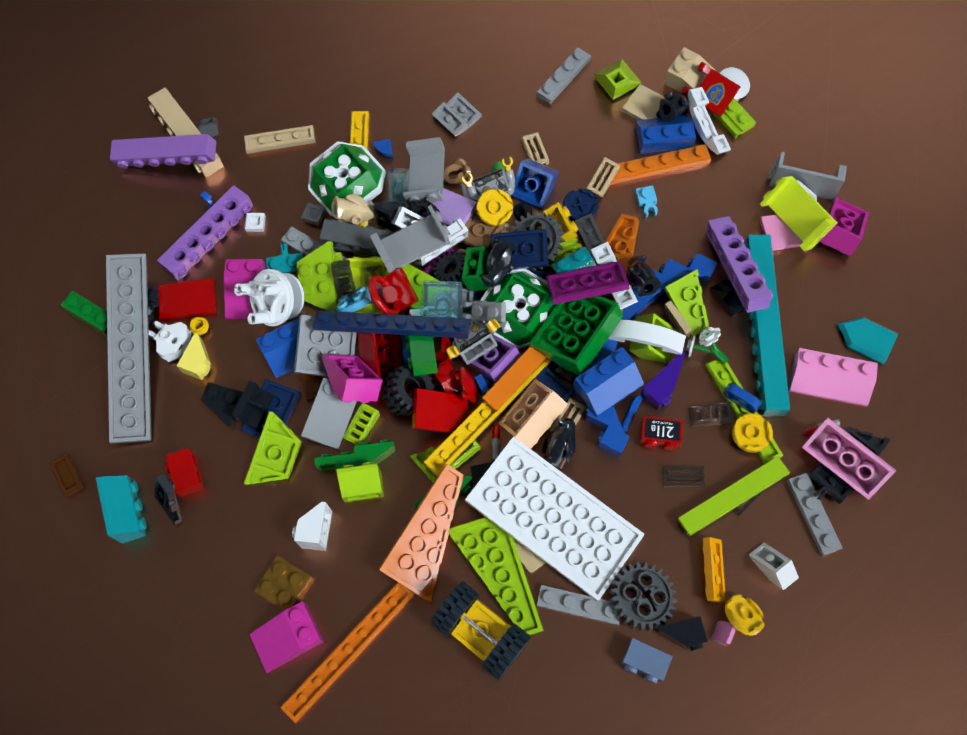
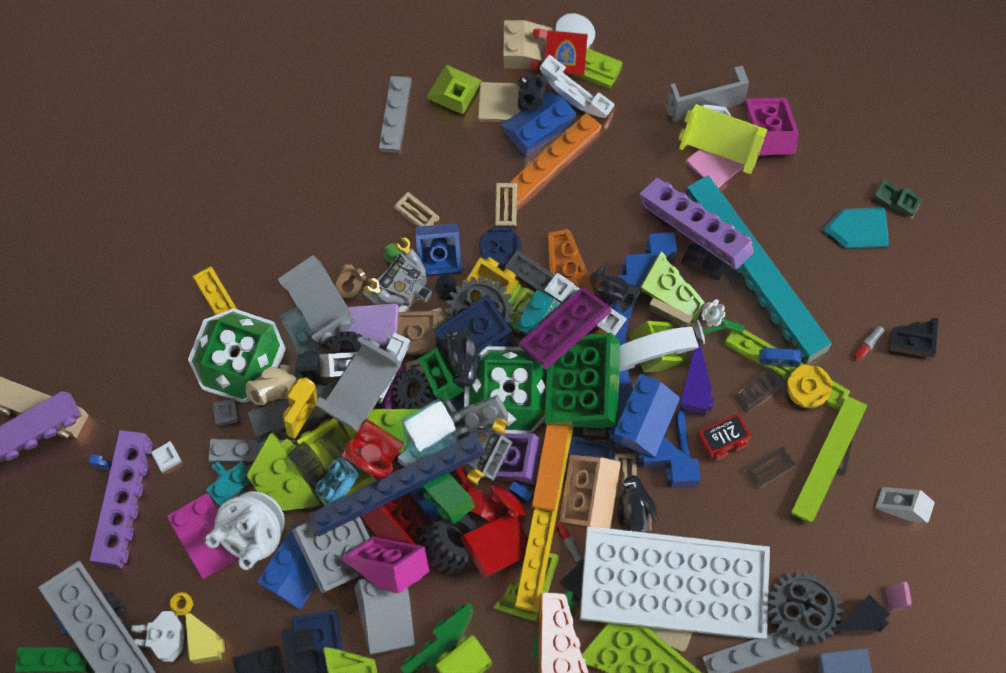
camera: 30 degrees left, 0 degrees up
(187, 299) = (148, 582): red tile -> none
(208, 126) = (41, 380): dark grey slope -> none
(279, 139) = (132, 350): tan tile -> none
(356, 421) = (421, 585): lime slope -> none
(359, 234) = (302, 401): none -> yellow plate
(383, 147) = (253, 297): blue tile -> none
(457, 114) = (309, 218): light grey slope -> none
(494, 207) = (419, 299): yellow tile -> none
(647, 198) = (563, 202): medium azure plate -> none
(714, 570) = (853, 542): light orange plate -> none
(744, 615) = (907, 568): yellow tile -> none
(814, 514) = (911, 432): light grey plate -> none
(830, 484) = (908, 393): black plate -> none
(833, 377) = (850, 286): bright pink slope -> none
(848, 458) = (912, 360): bright pink slope -> none
(911, 331) = (897, 199): none -> dark green slope

